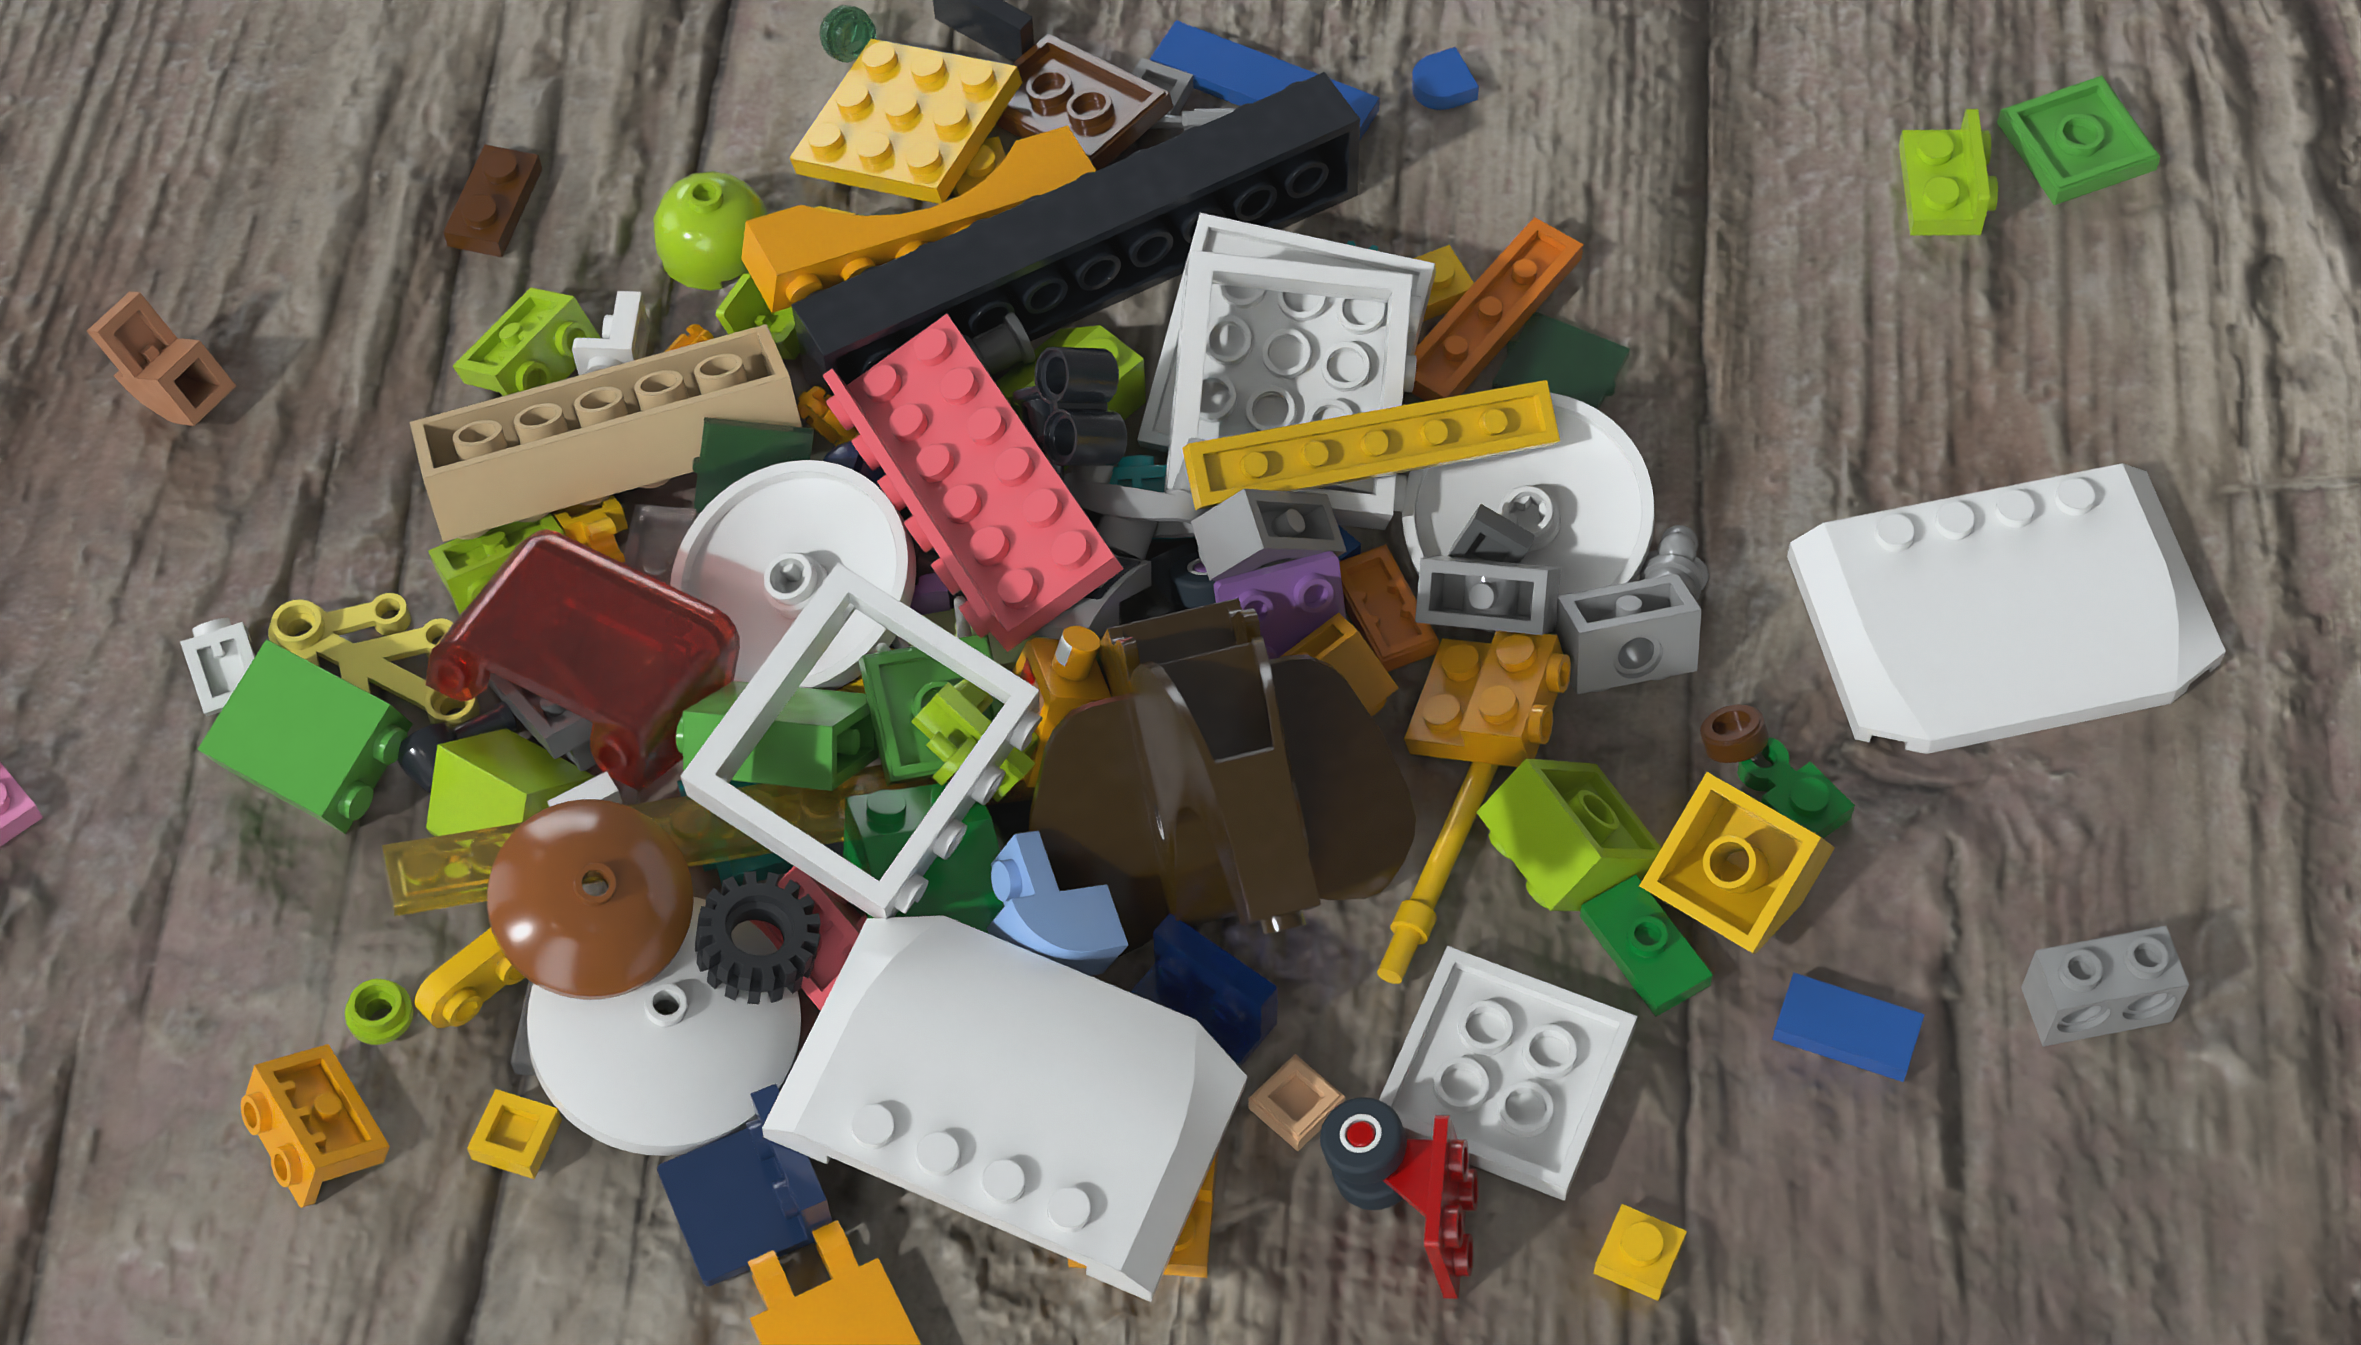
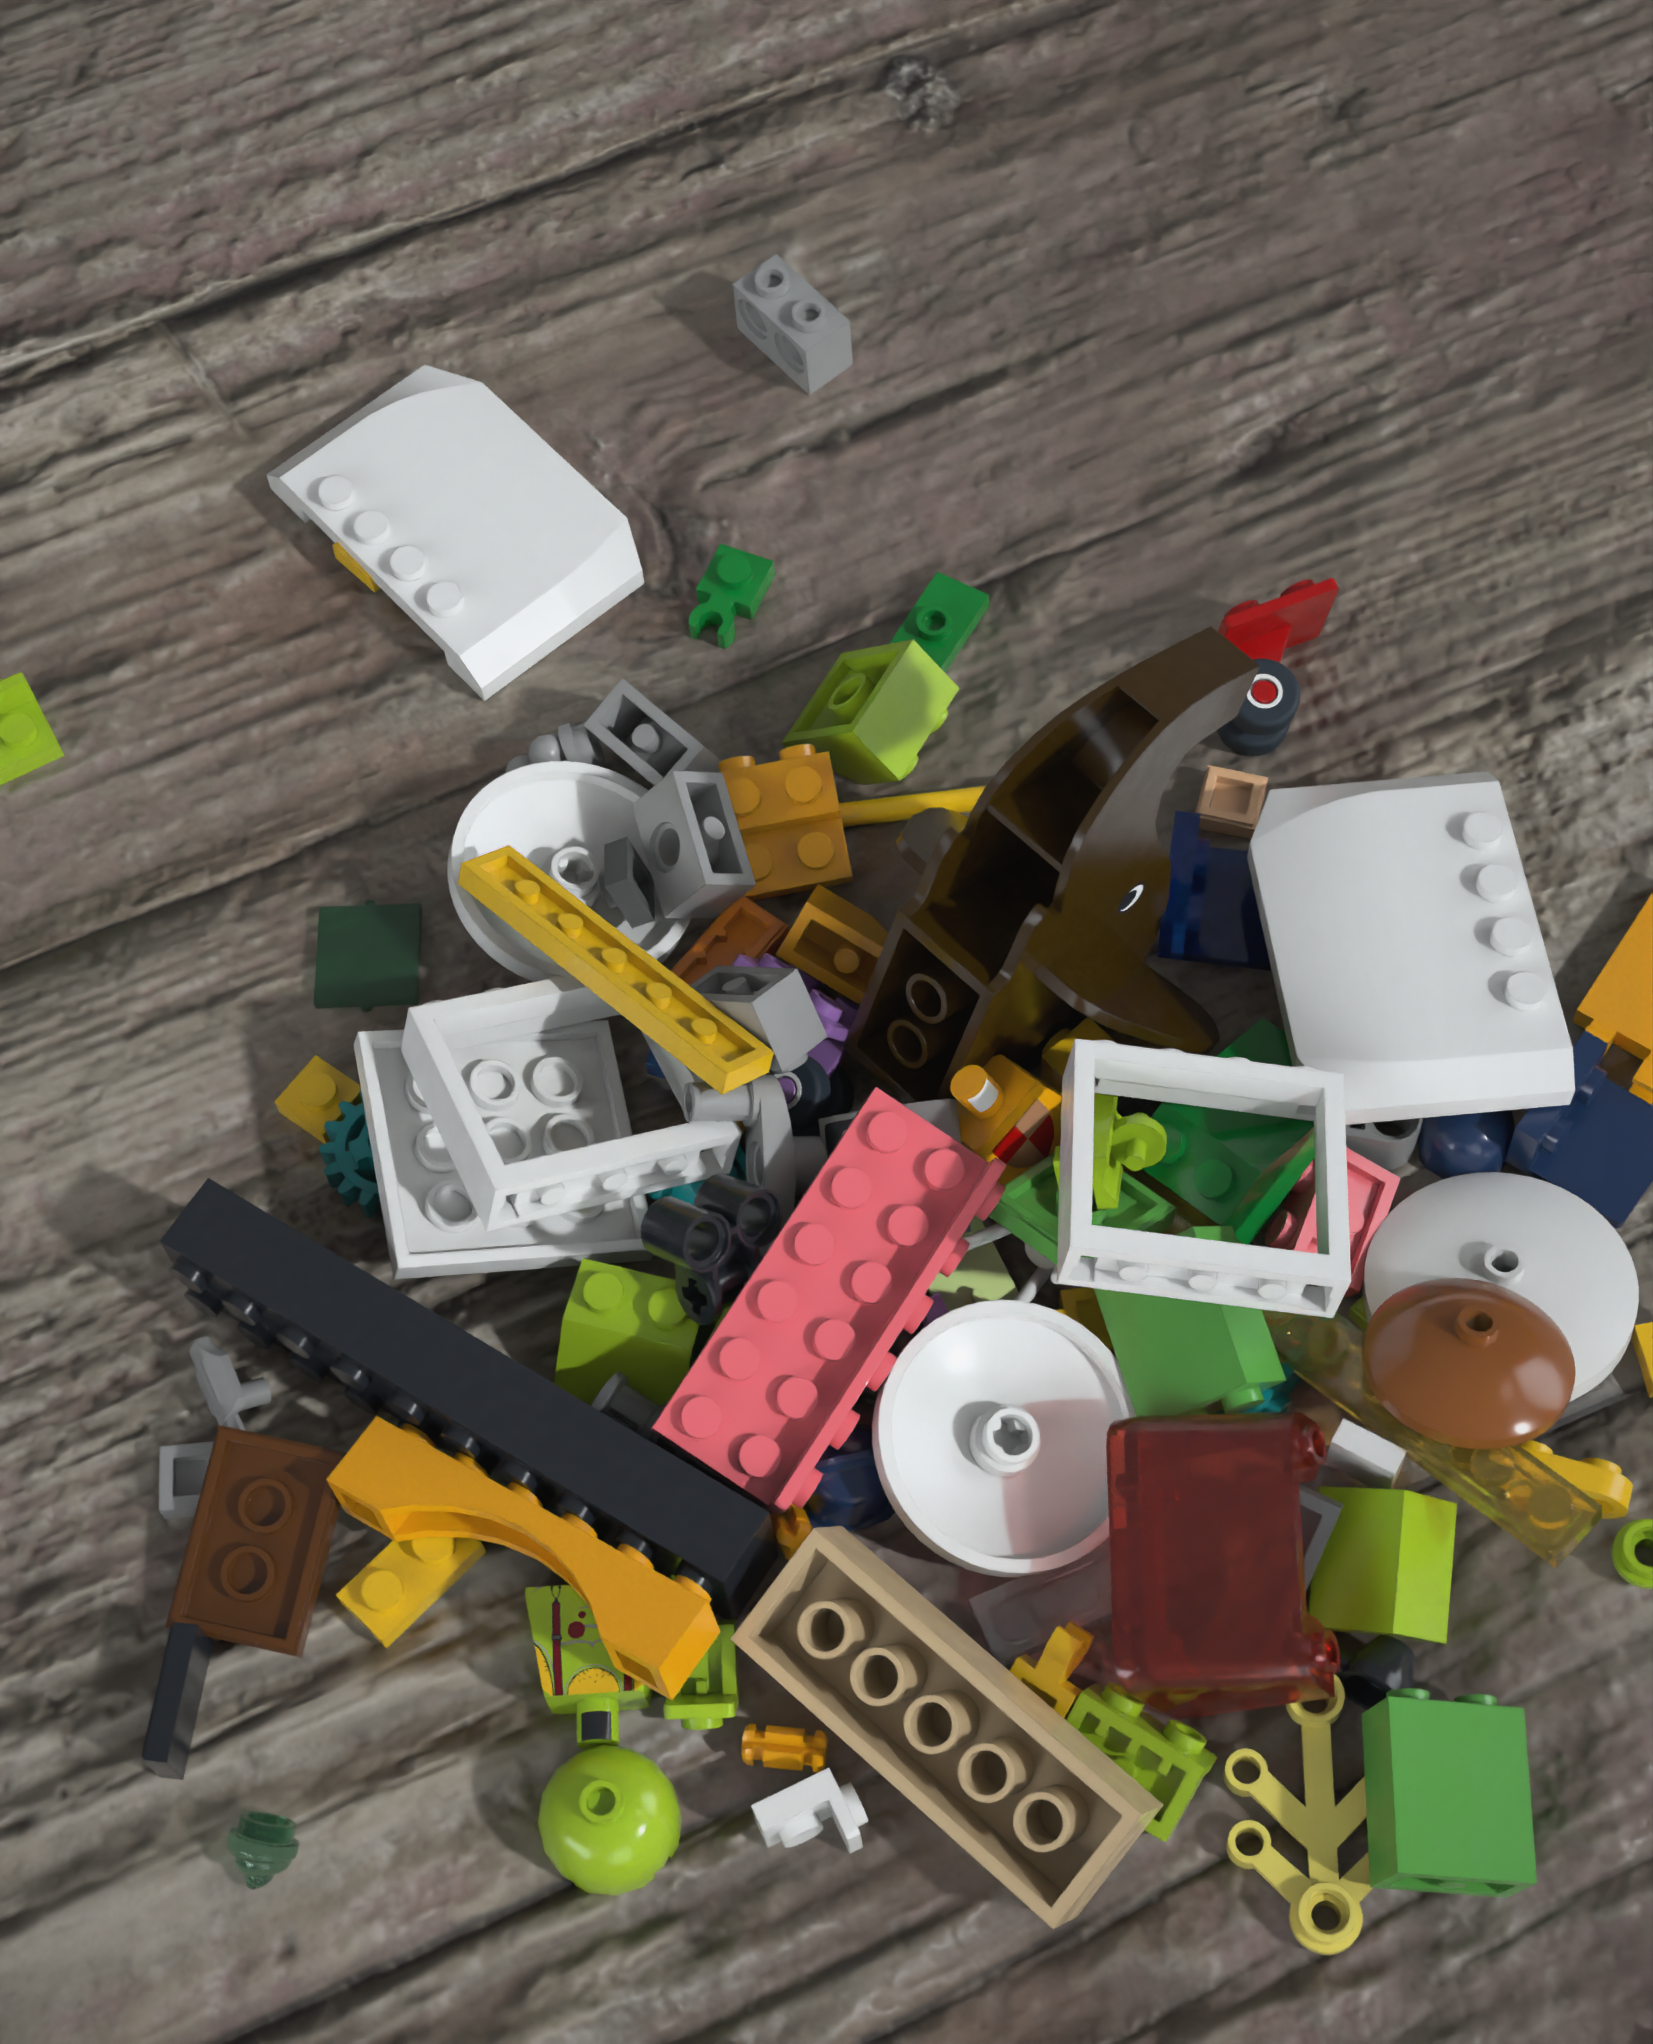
camera: 115 degrees left, 5 degrees up
(217, 661) = (1414, 1960): white bracket -> none
(527, 344) = (865, 1913): lime bracket -> none
(739, 448) = (904, 1555): clear green piece -> none
(762, 903) = (1406, 1195): black tyre -> none
(906, 121) = (363, 1697): yellow plate -> none
(1064, 926) = (1227, 996): light blue brick -> none
(1241, 72) = (134, 1382): blue tile -> none
(1443, 81) = (53, 1215): blue tile -> none
(1493, 310) = (300, 1021): orange plate -> none
(1511, 1066) = (1092, 634): white plate -> none
(1640, 1252) = (1198, 526): yellow plate -> none
(1734, 733) = (700, 649): reddish brown tile -> none
(1736, 864) = (832, 584): yellow slope -> none
(1848, 1027) = (921, 477): blue tile -> none

